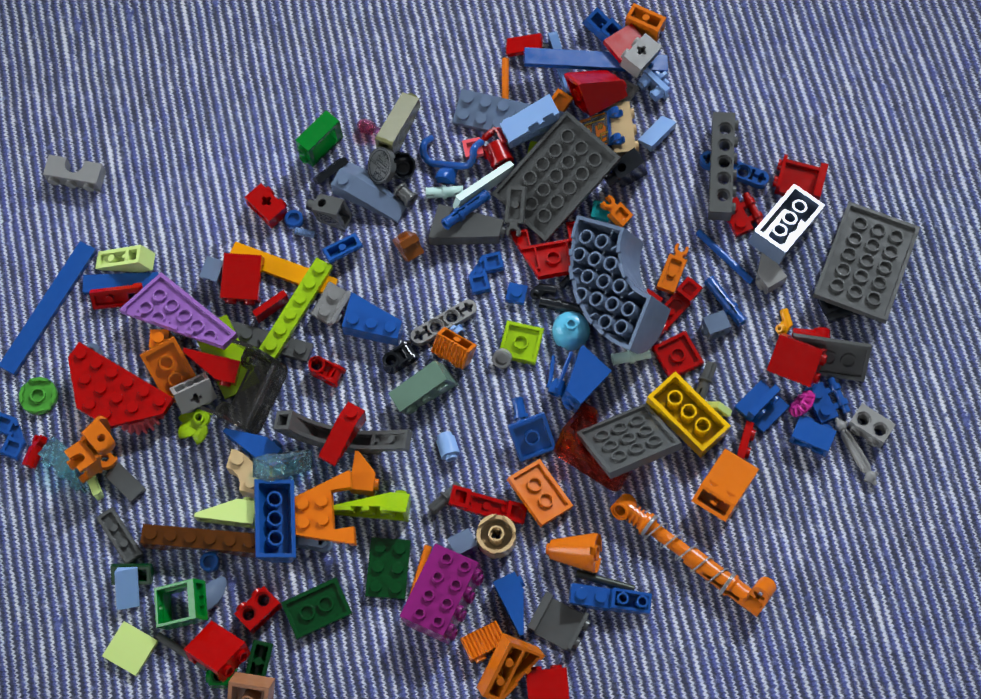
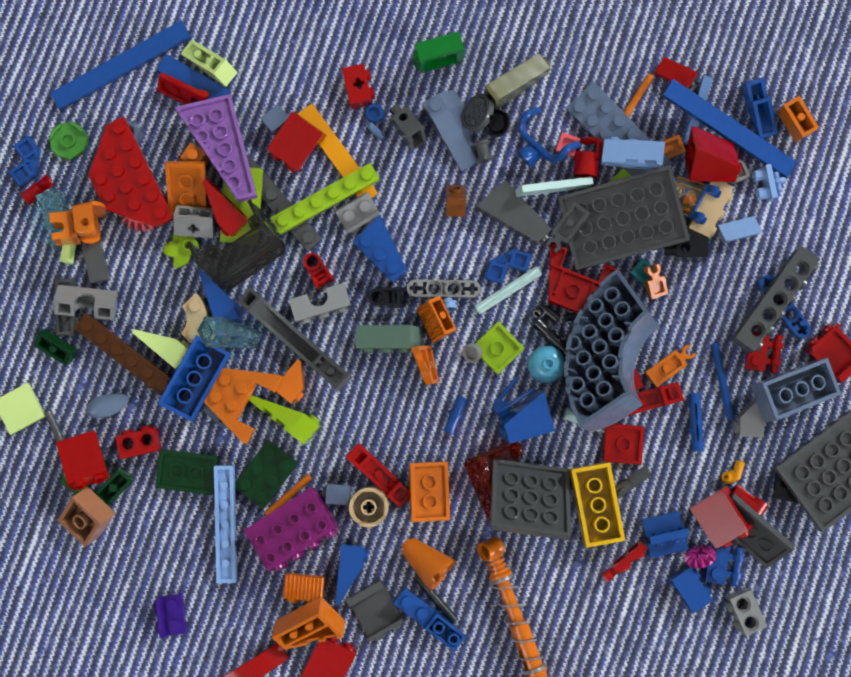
camera: 30 degrees right, 15 degrees up
(127, 587) = (43, 357): light blue slope -> none
(151, 509) = (70, 299): none -> light grey arch
(196, 603) = (89, 408): green window -> none
(210, 562) = (124, 377): blue tile -> none
(270, 306) = (305, 182): red tile -> none
(330, 170) = (432, 87): black tile -> none
(342, 248) = (398, 168): blue slope -> none
(342, 433) = (294, 339): red slope -> none
(359, 385) = (336, 301): none -> light grey arch
(367, 127) = (489, 66): clear pink cylinder -> none
(379, 630) = (225, 523): none -> light blue plate
(440, 502) = (347, 445): dark grey axle -> none
(443, 192) = (518, 169): light aqua pin -> none
(447, 446) = (378, 401): light blue brick -> none
(460, 213) = (524, 200): blue pin -> none
(469, 389) = (426, 364): none -> orange wing
(499, 291) = (508, 290): none -> light aqua axle
(516, 293) = (522, 301): blue plate -> none
(531, 437) = (453, 439): blue tile -> none
(621, 41) = (767, 133): tile -> none
(640, 55) = (781, 146): light grey brick -> none
(715, 325) = (672, 439): sand blue brick -> none
(718, 406) = (627, 513): yellowish green tile -> none
(725, 485) = (586, 587): orange slope -> none
(855, 451) = (718, 623): light grey wheel -> none

